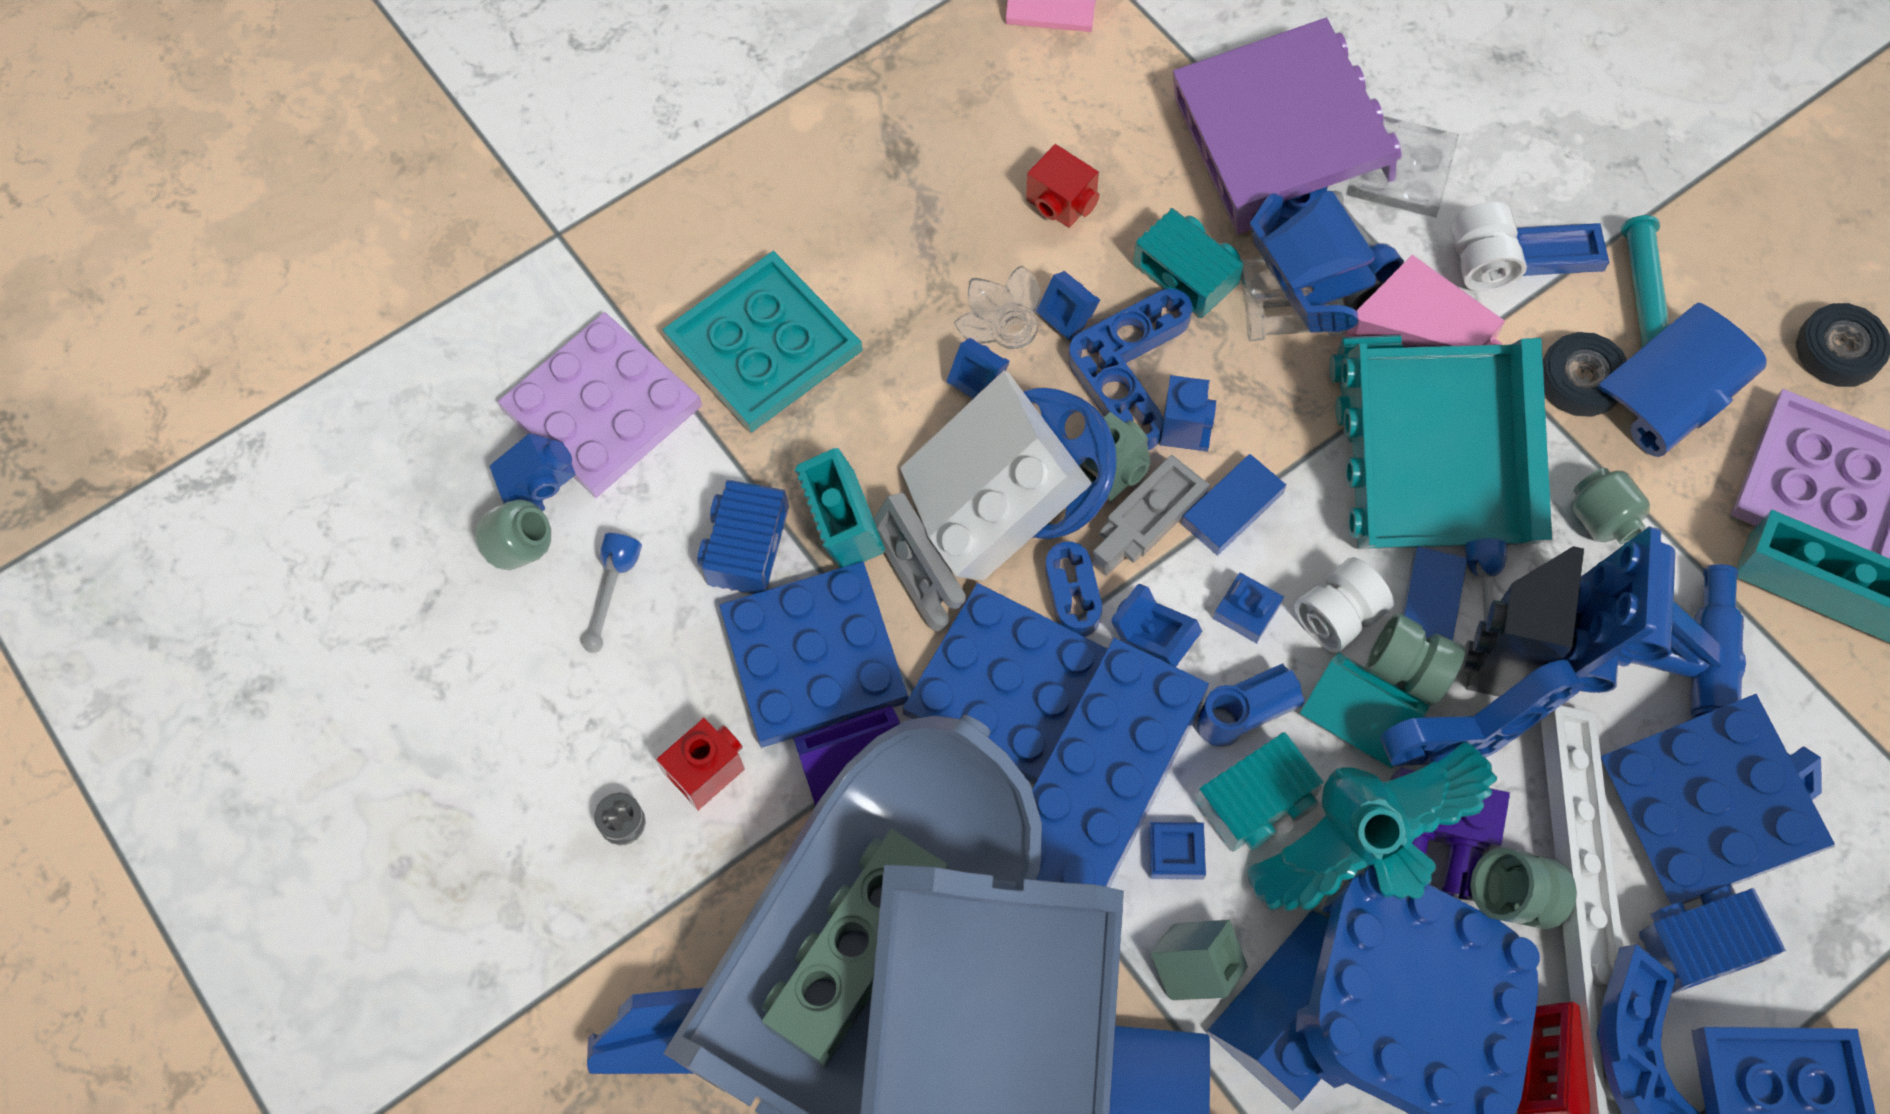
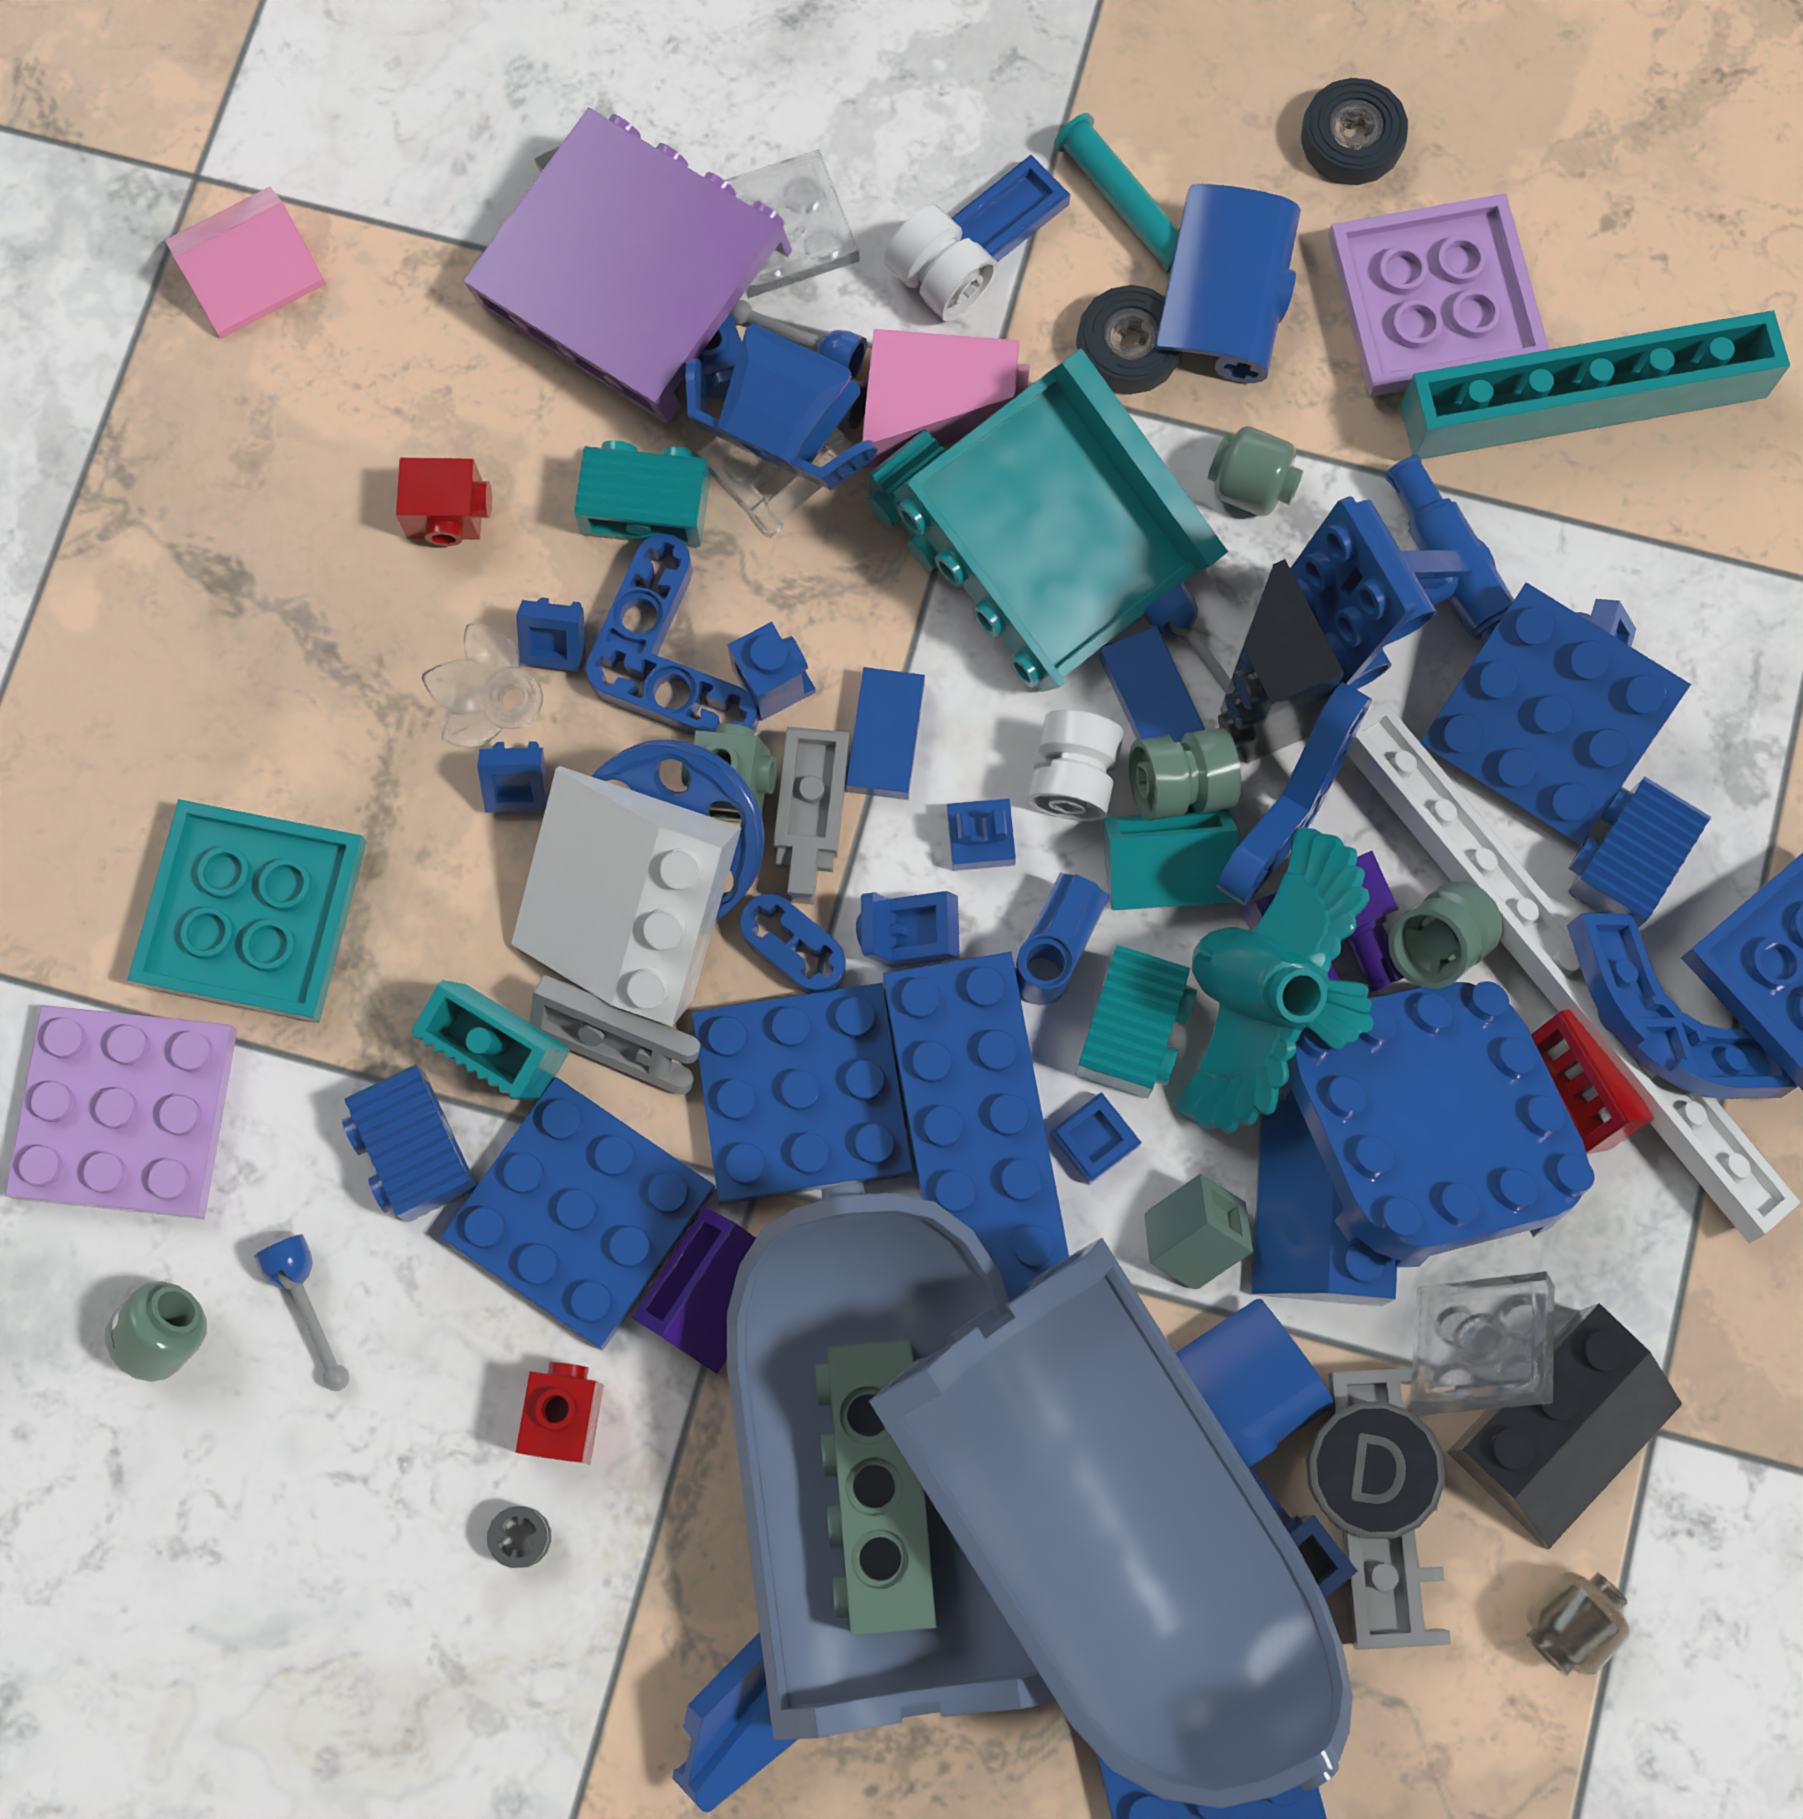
camera: 40 degrees left, 10 degrees up
(532, 470) = (118, 1247): blue brick -> none

